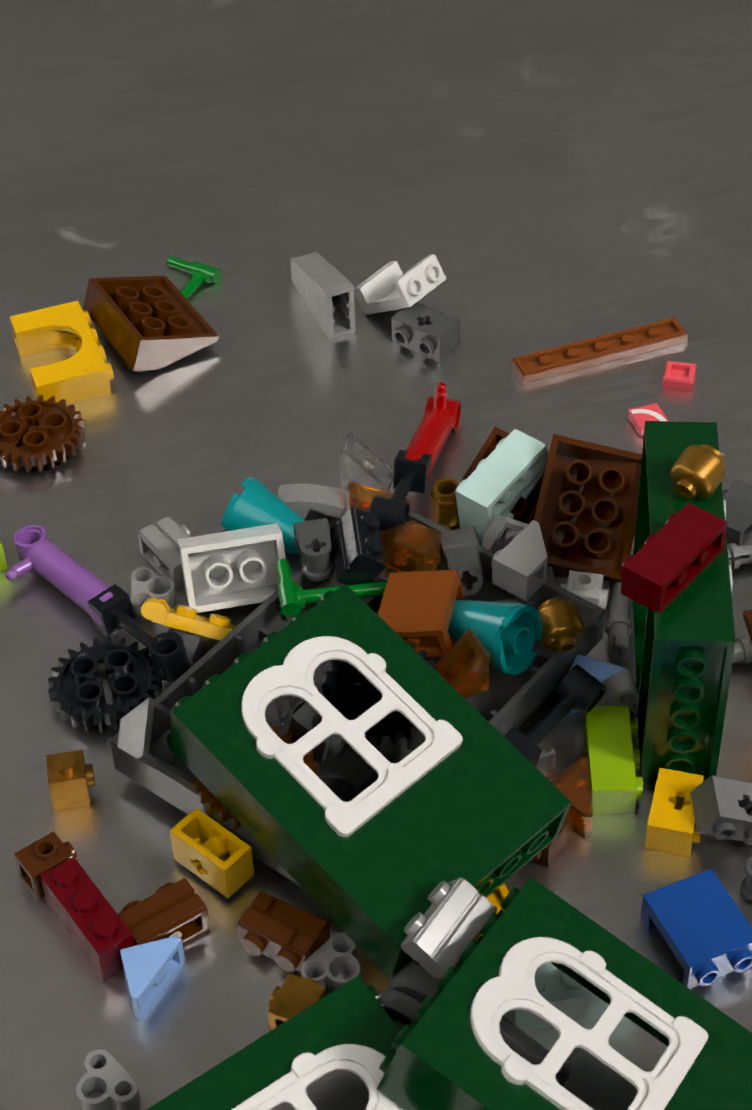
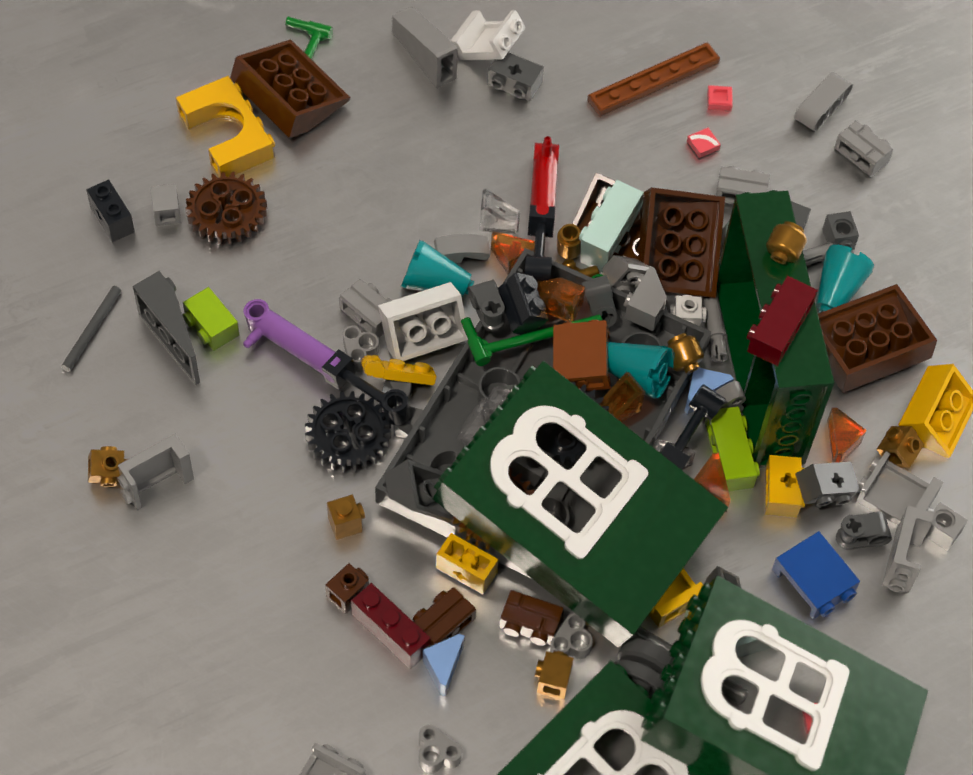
camera: 15 degrees left, 15 degrees up
(446, 926) = (664, 616): light grey brick -> none

